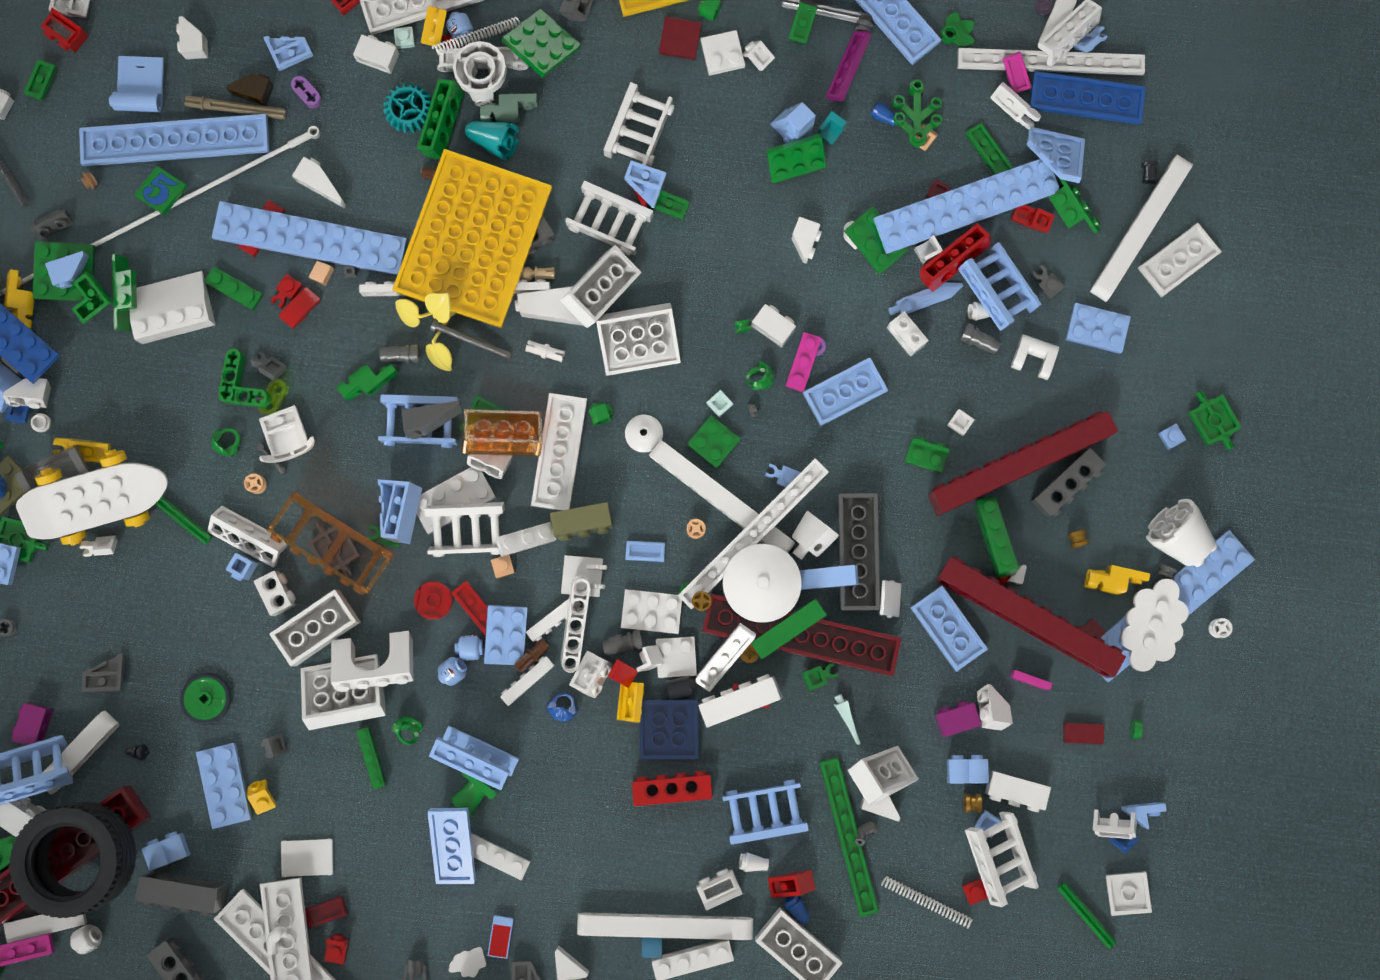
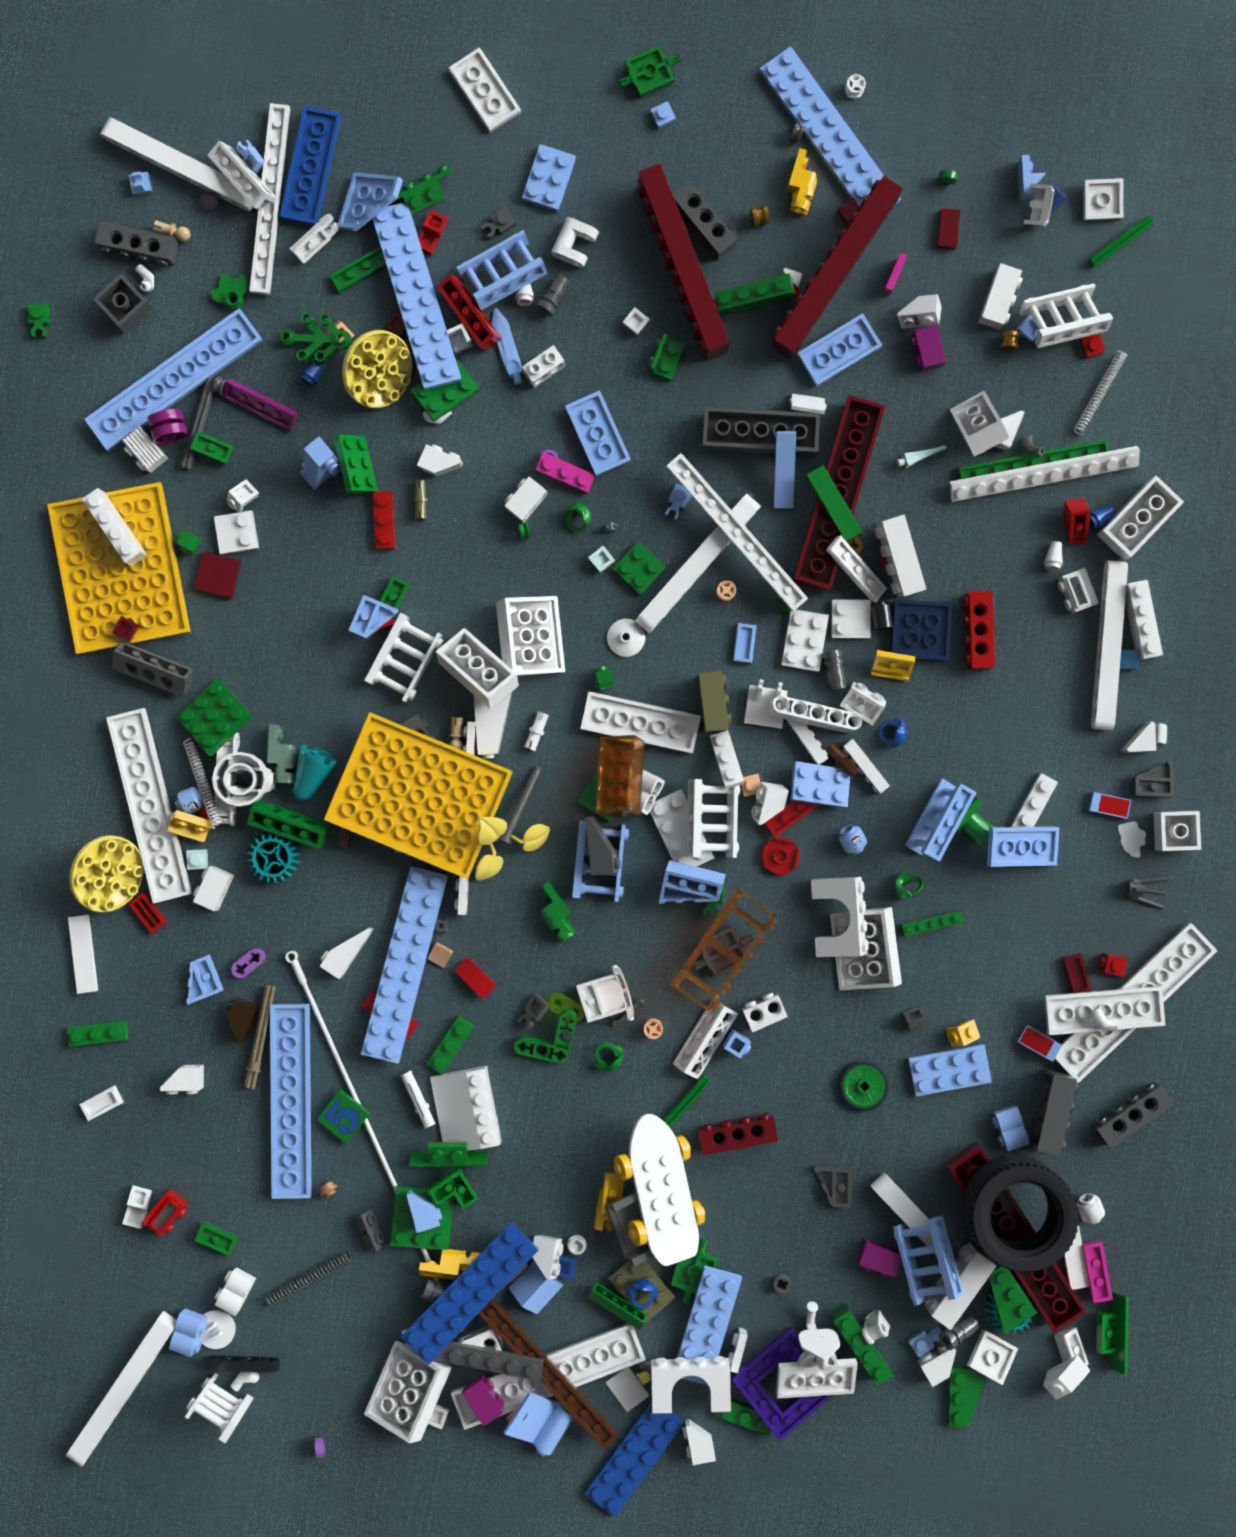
camera: 90 degrees left, 5 degrees up
(101, 546) = (707, 1186): white plate -> none
(139, 87) = (228, 1136): light blue door -> none
(139, 752) = (912, 1154): black hair -> none
(140, 547) = (767, 1134): none -> dark red brick
(182, 258) = (417, 1098): none -> white pin
(252, 876) = (1040, 1043): none -> red tile
(287, 289) = (454, 989): red plate -> none
(307, 857) = (1023, 990): white piece -> none
(314, 628) = (802, 972): white brick -> none
(400, 353) = (530, 877): dark grey axle -> none
(469, 647) = (830, 821): light blue head -> none
(485, 585) = (769, 802): none -> white slope
(622, 673) = (865, 671): red slope -> none
(625, 112) = (294, 633): white fence -> none
(651, 658) = (852, 643): white panel -> none
(701, 601) = (802, 582): pearl gold wheel -> none
(744, 191) = (384, 520): none -> red plate
(762, 583) = (787, 526): white dish -> none
(766, 224) = (420, 500): none -> olive pin
(777, 828) = (1025, 549): light blue fence -> none
(812, 536) = (742, 475): white torso -> none
(817, 677) = (879, 482): green plate -> none
(832, 128) = (324, 426): teal panel -> none
(838, 848) = (1044, 473): none -> white plate
(890, 171) = (377, 369): none -> light yellow bracket
(967, 770) = (978, 343): light blue brick -> none
(1016, 72) = (279, 234): dark pink tile -> none
(1141, 228) = (449, 124): white beam -> none
(1150, 172) = (393, 110): black bush -> none
(1154, 625) = (849, 149): white plate -> none
(1182, 533) = (762, 113): white cone -> none

